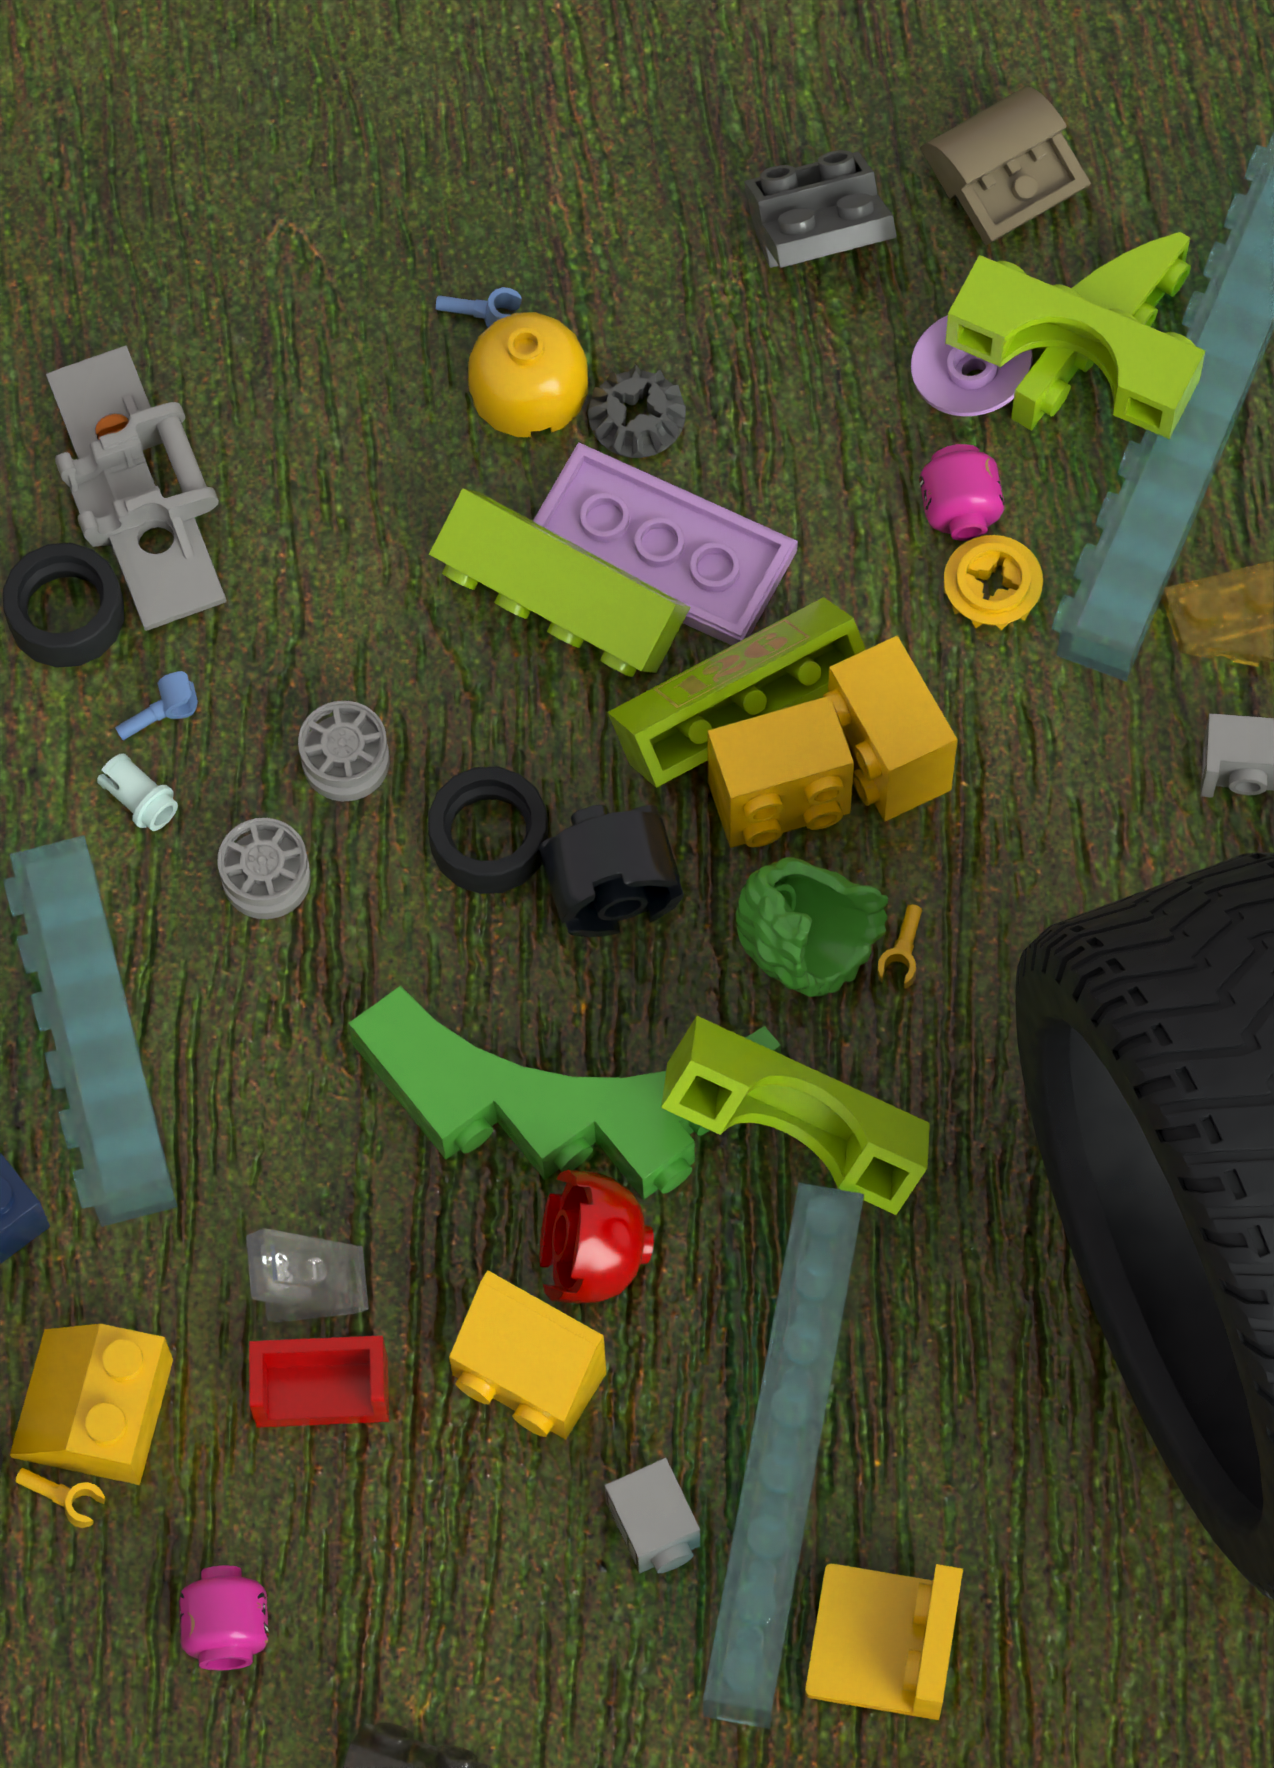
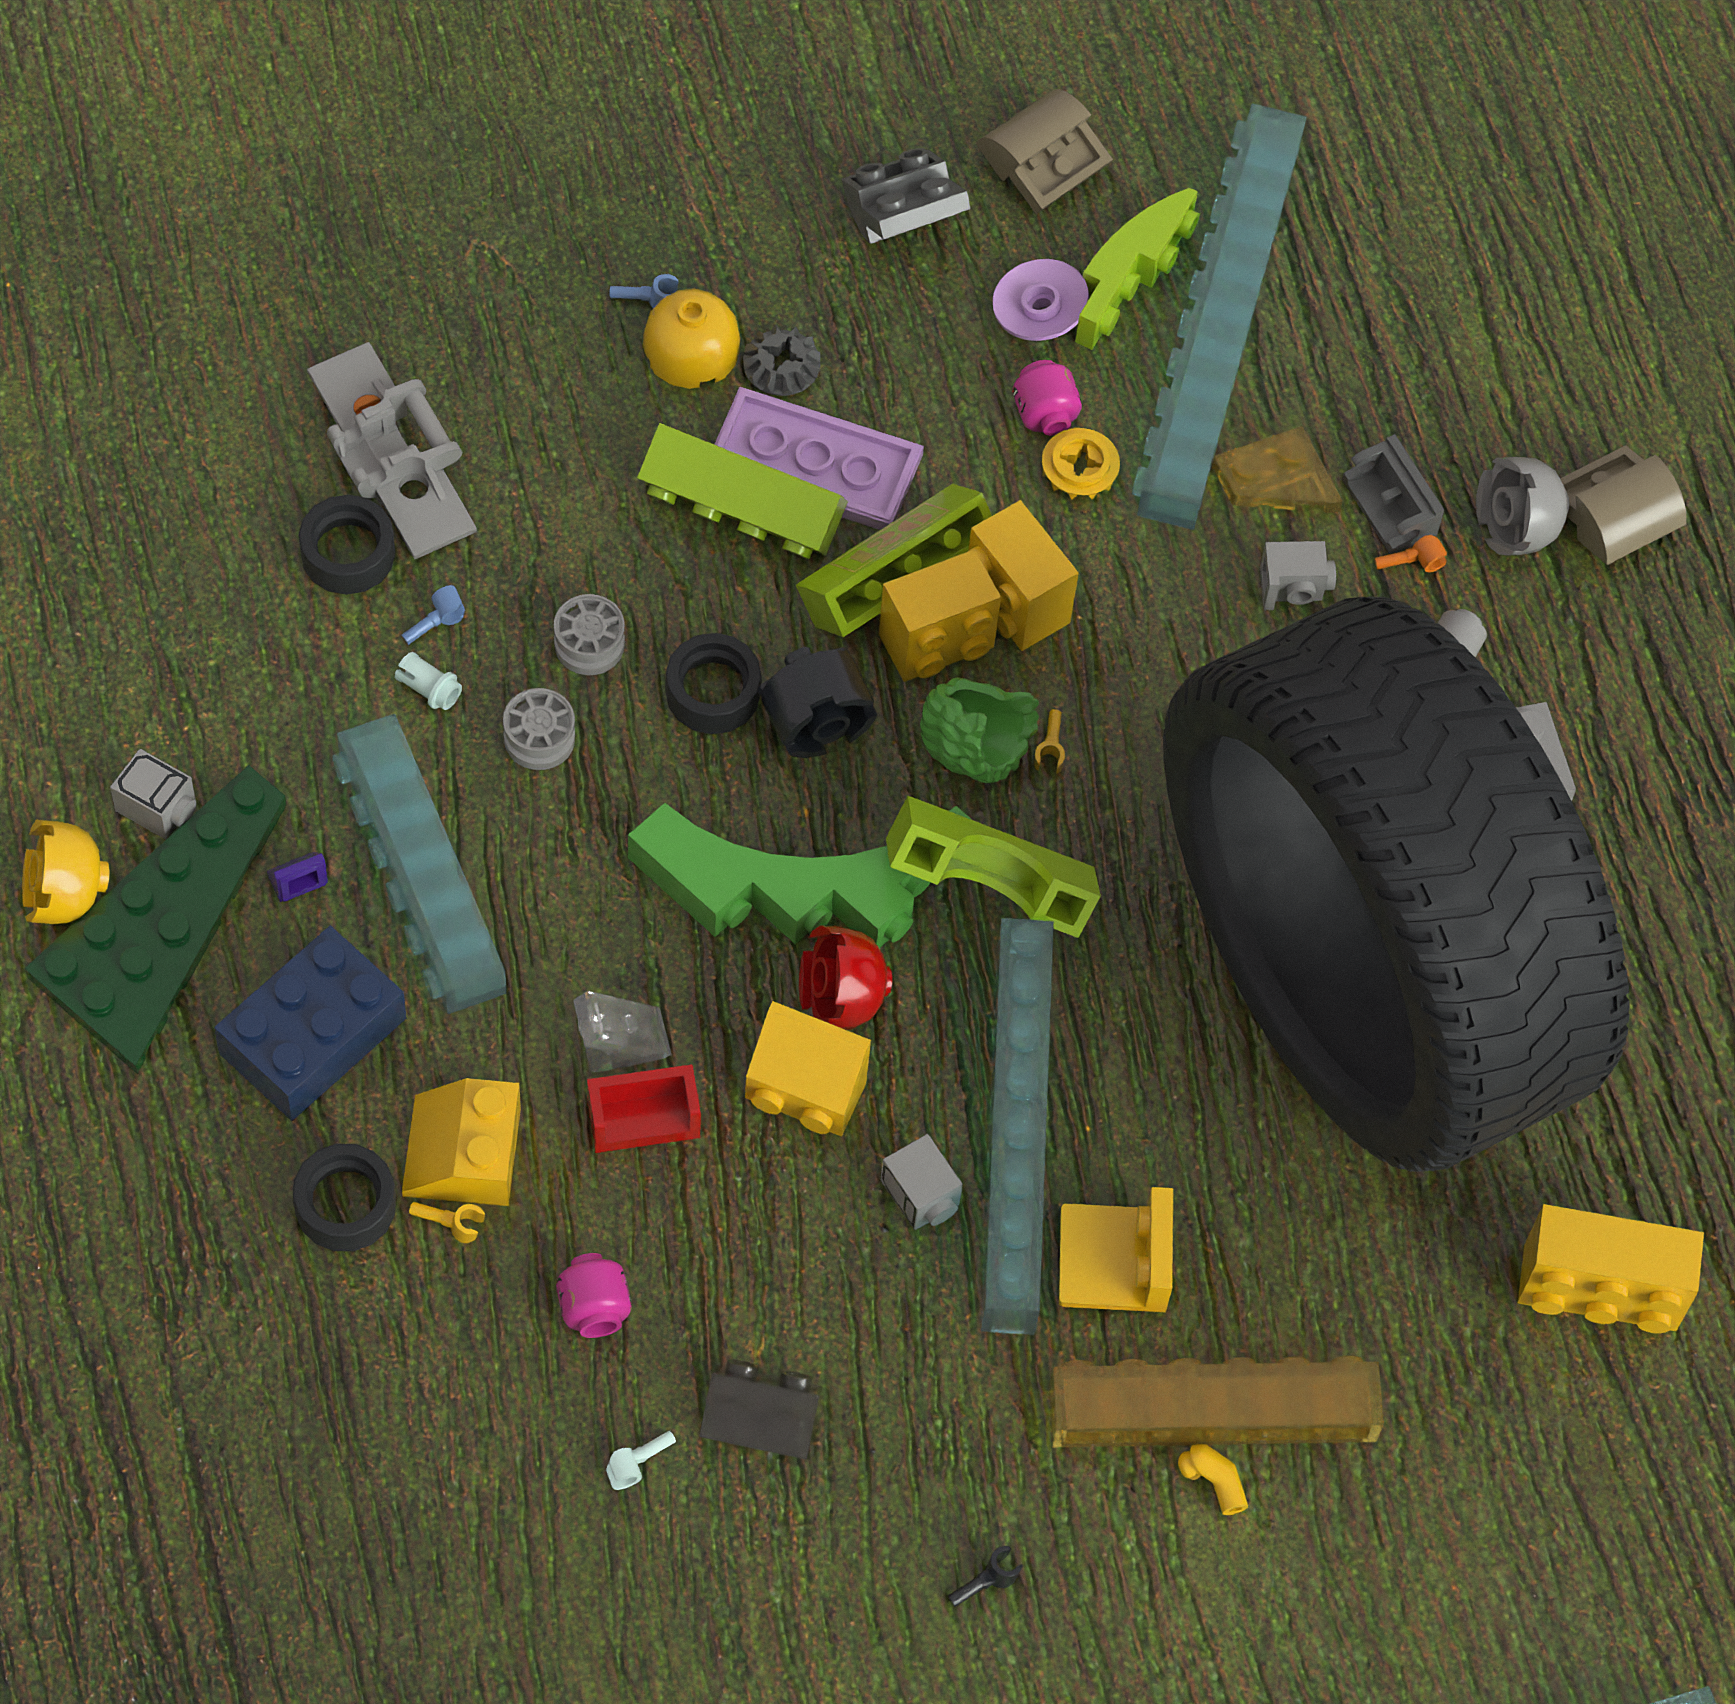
camera: 15 degrees left, 5 degrees down
(1011, 312) = (1071, 255): lime arch -> none

